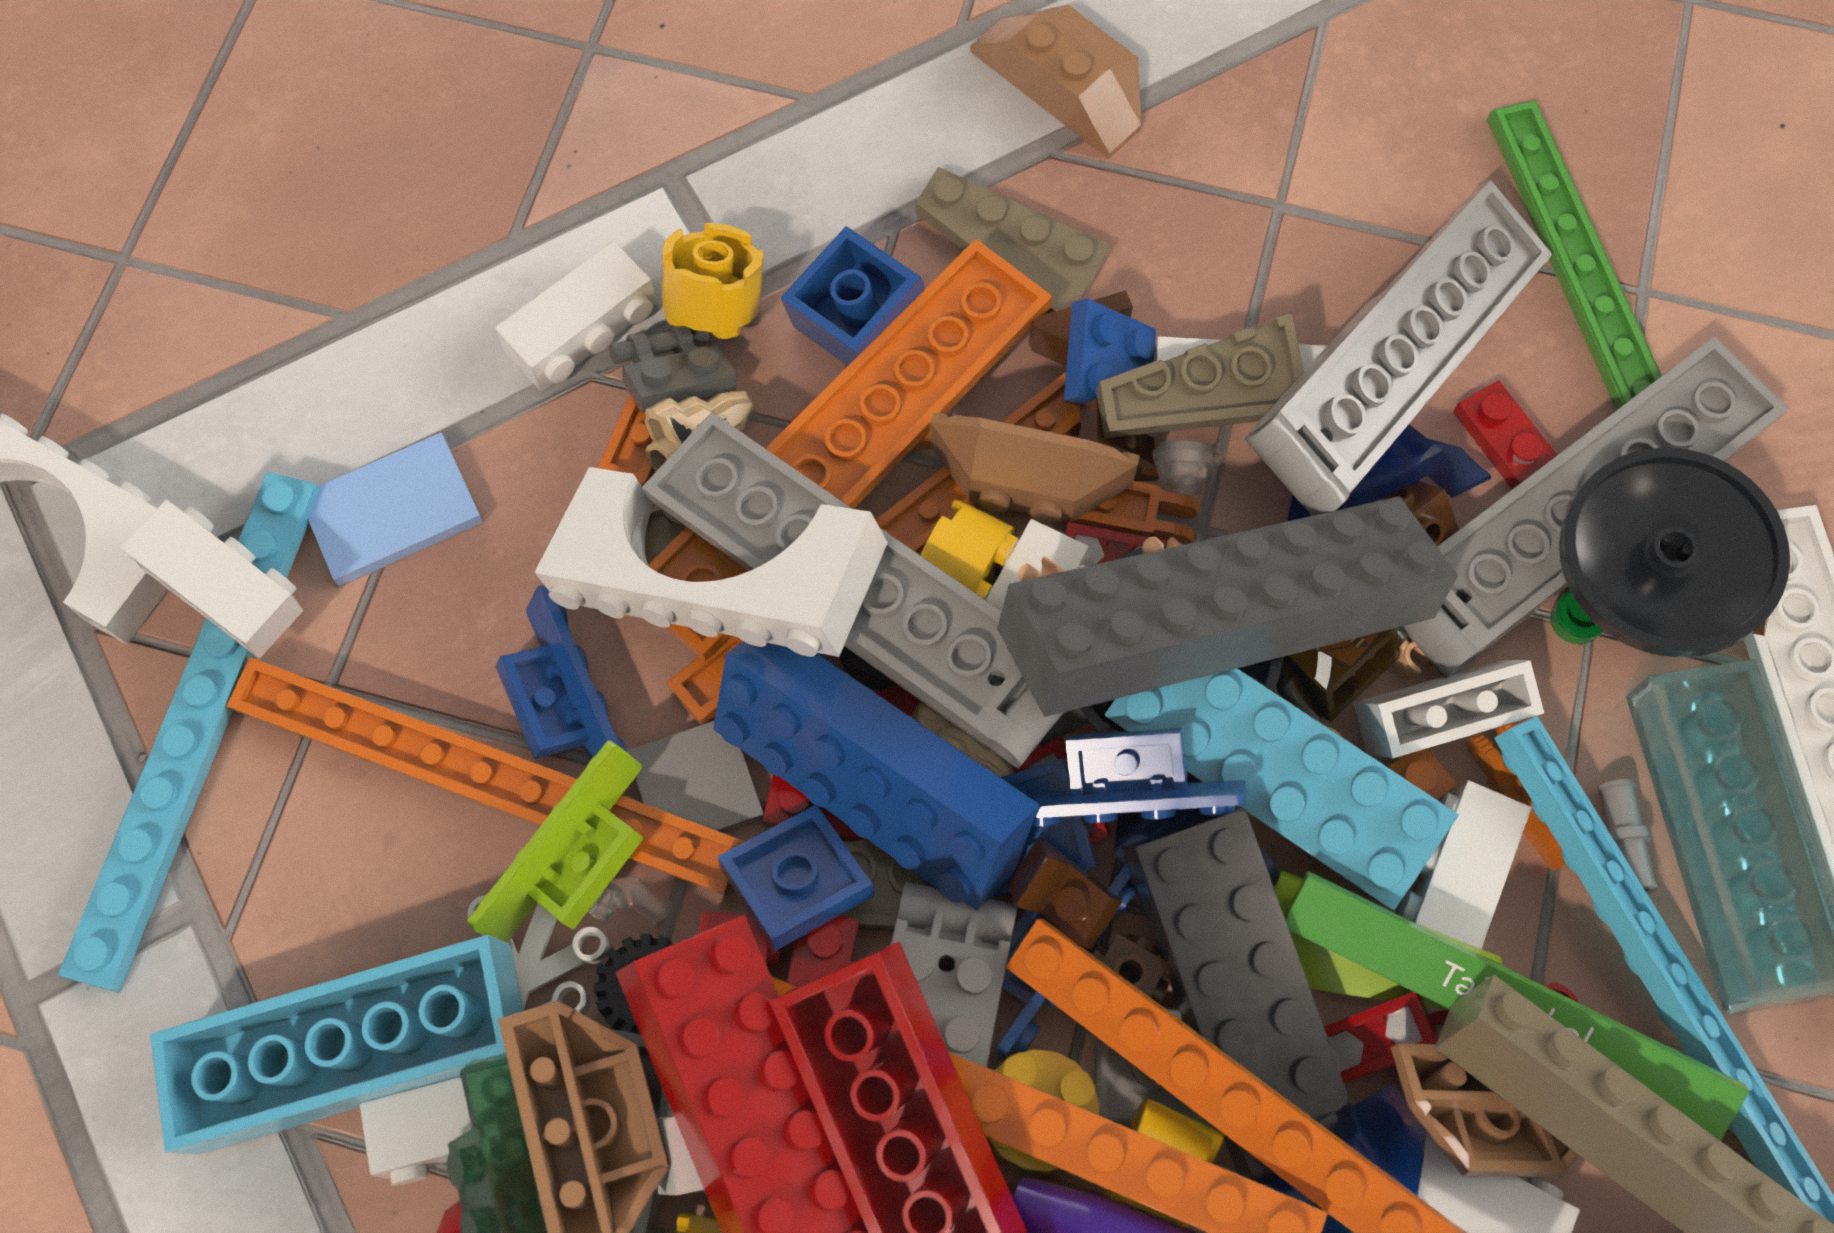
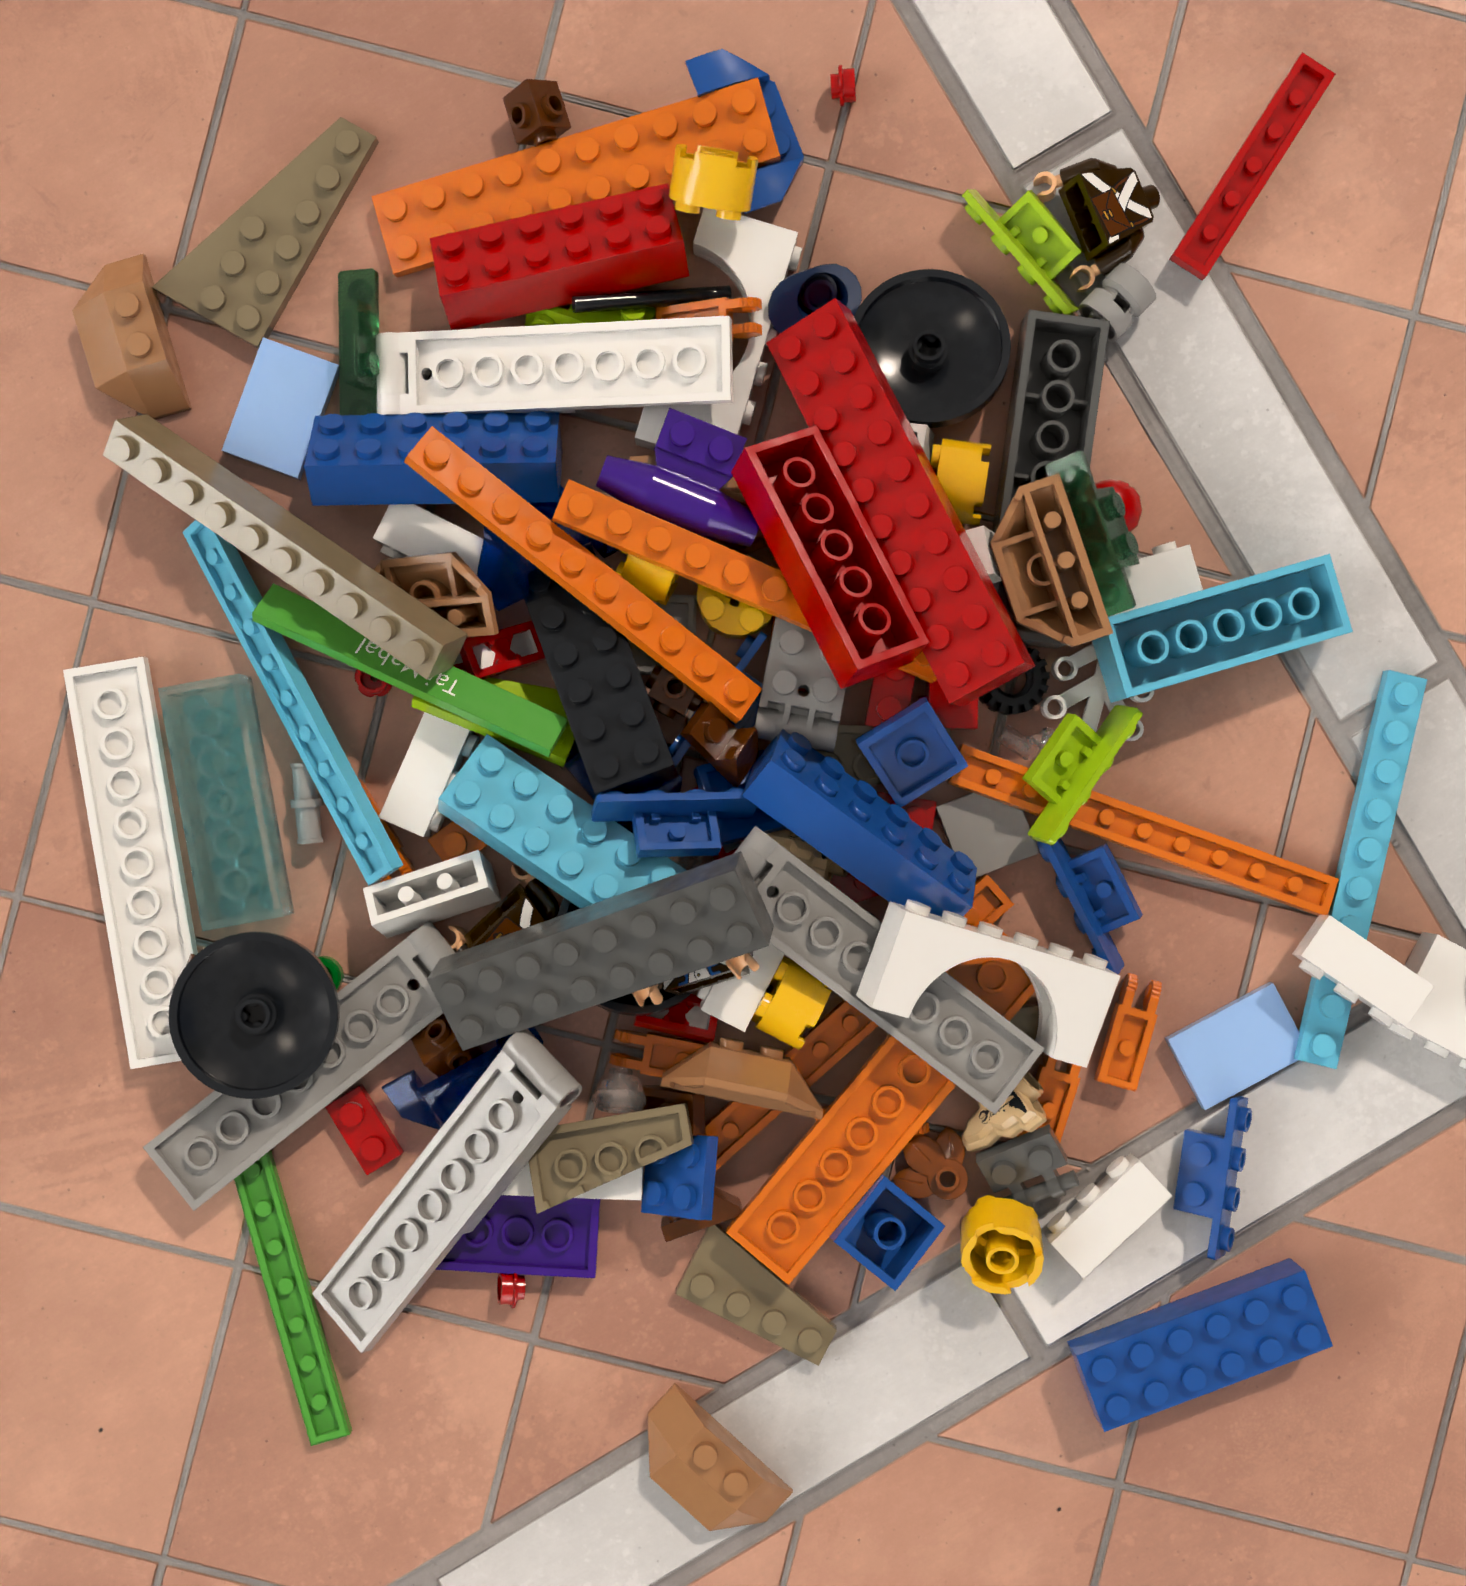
camera: 175 degrees left, 20 degrees up
(445, 359) = (1210, 1174): none -> blue bracket
(478, 176) = (1199, 1344): none -> blue brick
(528, 521) = (1128, 1036): none -> orange hinge
(791, 383) = (927, 1163): none -> dark orange plate
(1257, 293) = (528, 1243): none -> dark purple plate
(1311, 255) = (510, 1288): none -> red plate

